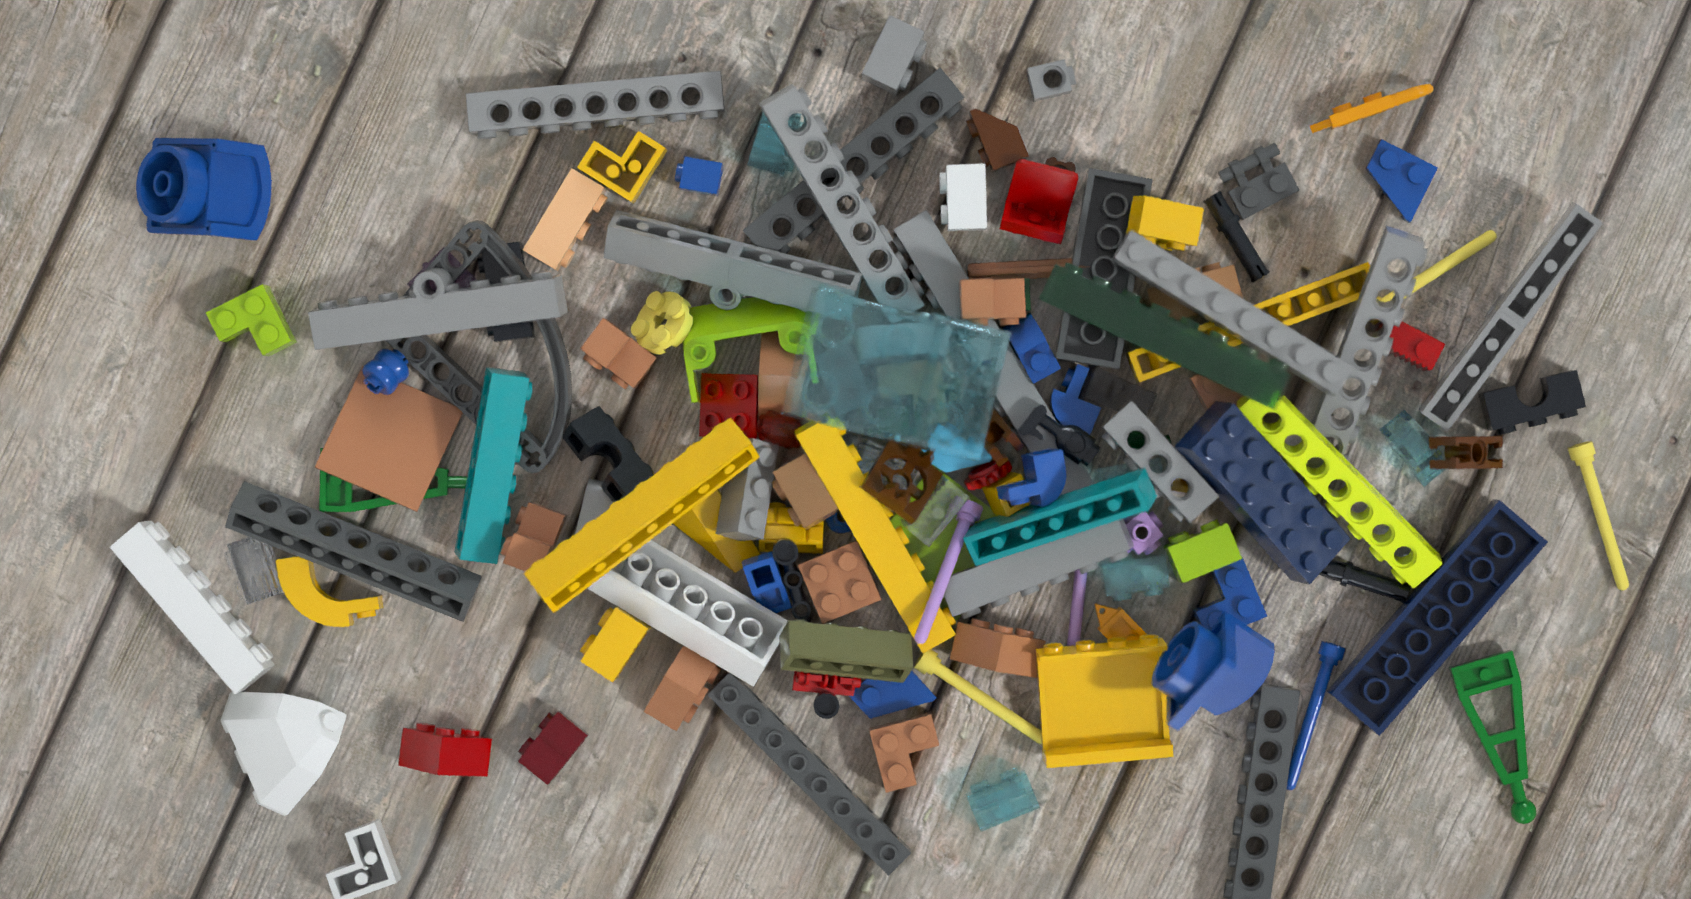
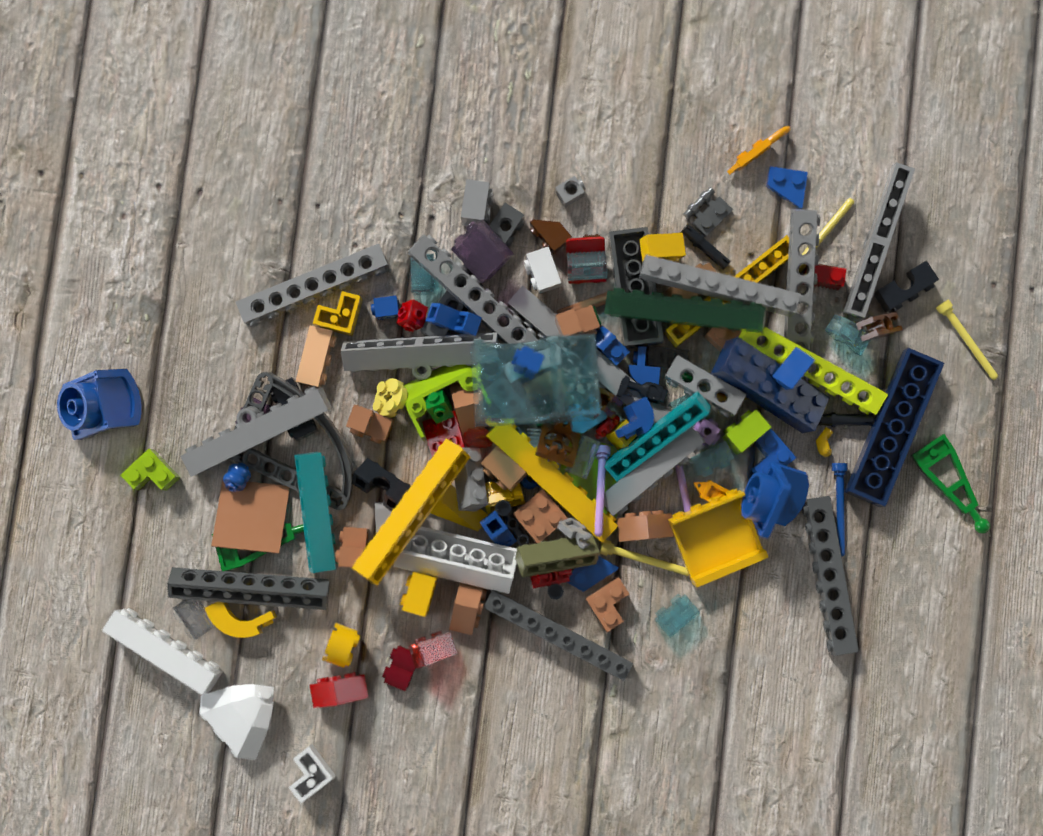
camera: 15 degrees left, 5 degrees down
(469, 684) = (340, 646): none -> yellow brick
(608, 734) = (433, 649): none -> clear red brick
(735, 361) = (439, 406): none -> green brick
(737, 202) = (412, 315): none -> red brick
(800, 231) = (453, 319): none -> blue brick
(878, 137) = (481, 250): none -> clear purple brick
(885, 619) = (573, 528): none -> light grey plate
(893, 341) = (527, 362): none -> blue brick
(1037, 211) = (586, 265): none -> clear light blue brick
(1304, 479) = (793, 368): none -> blue slope
(1317, 605) = (822, 442): none -> yellow arm

